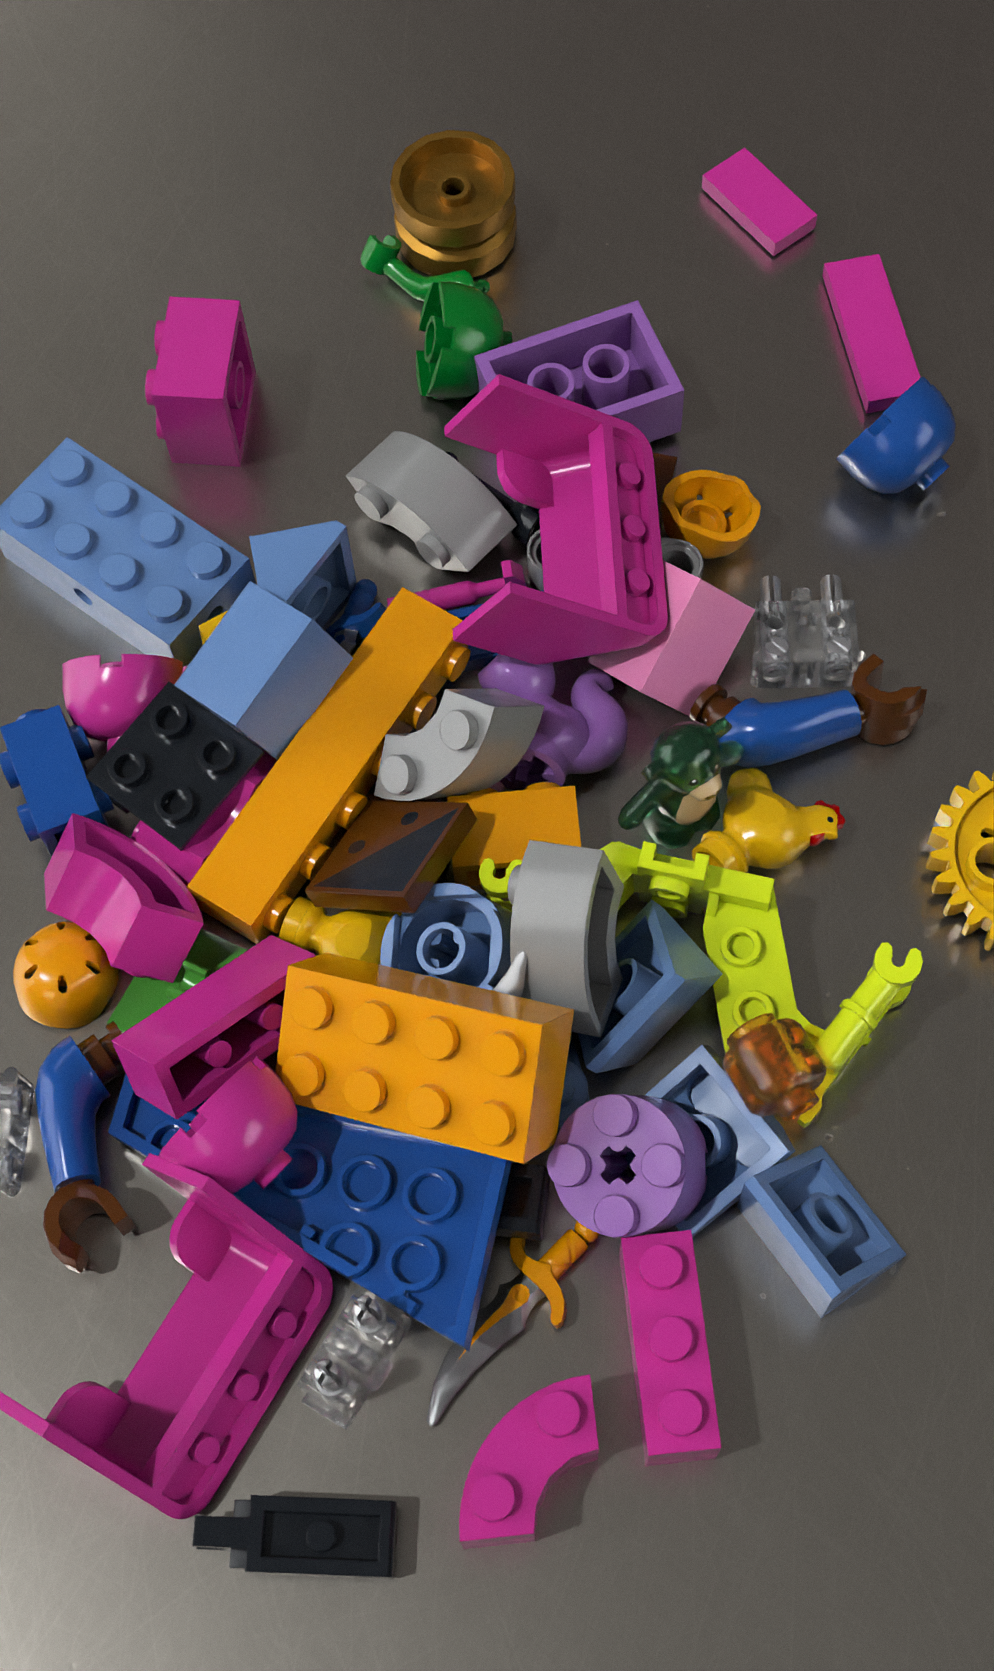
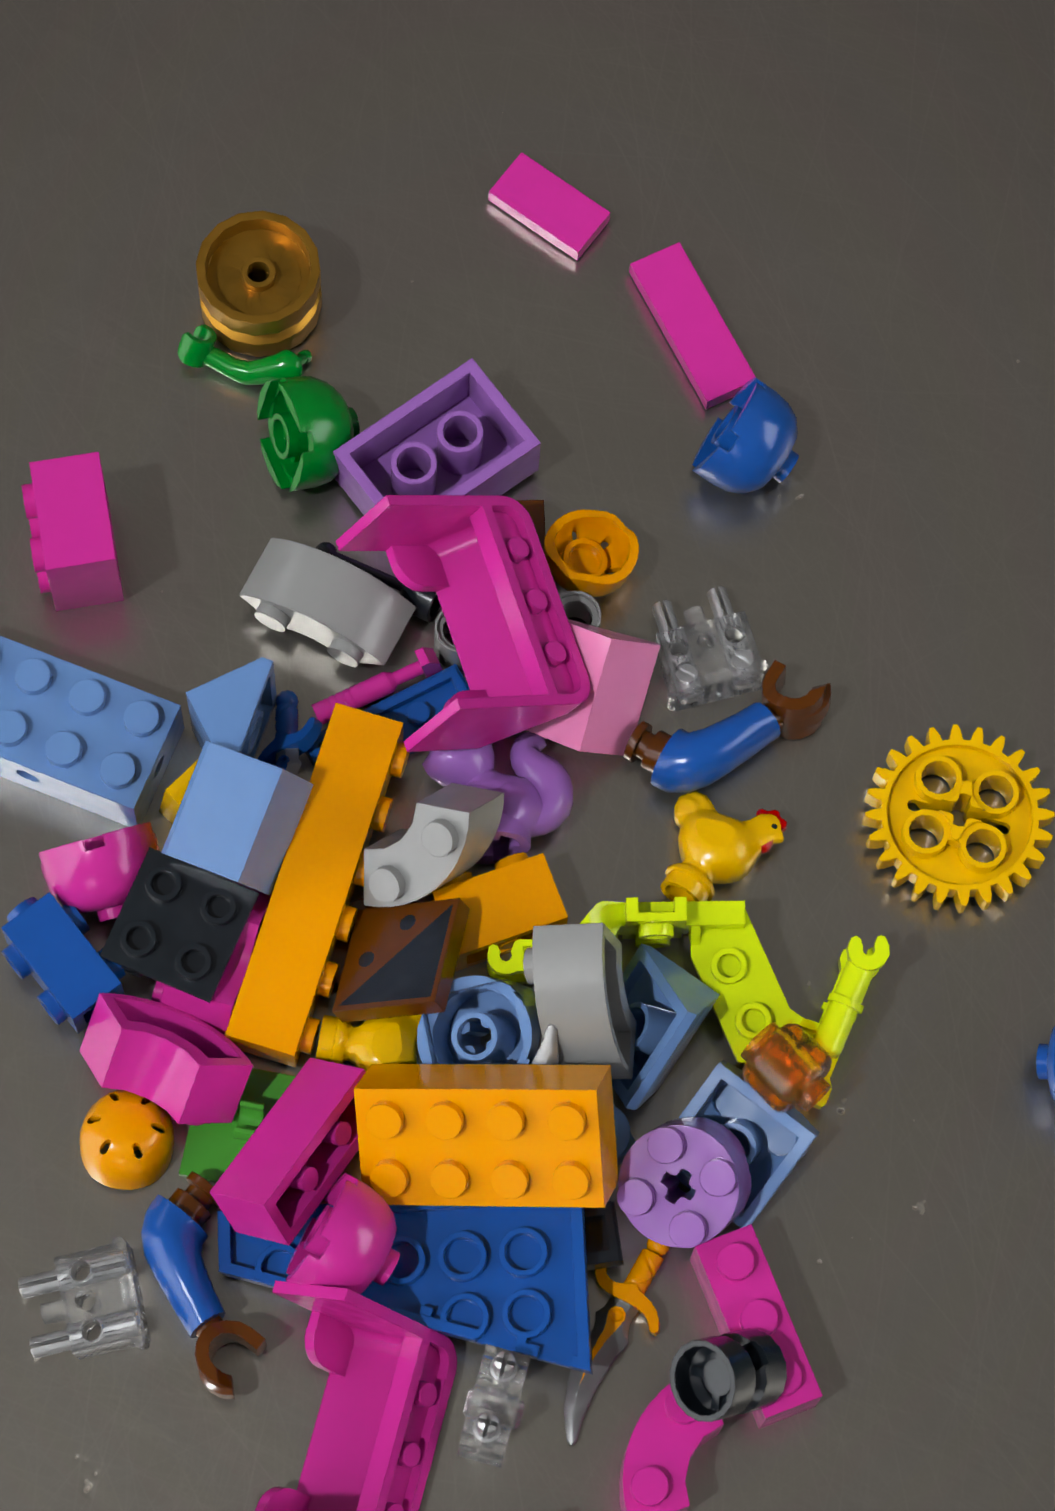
camera: 25 degrees left, 5 degrees up
(614, 1392) = (728, 1375): none -> black wheel
(682, 783) = (639, 829): clear green piece -> none
(818, 1228) = (853, 1192): medium blue slope -> none

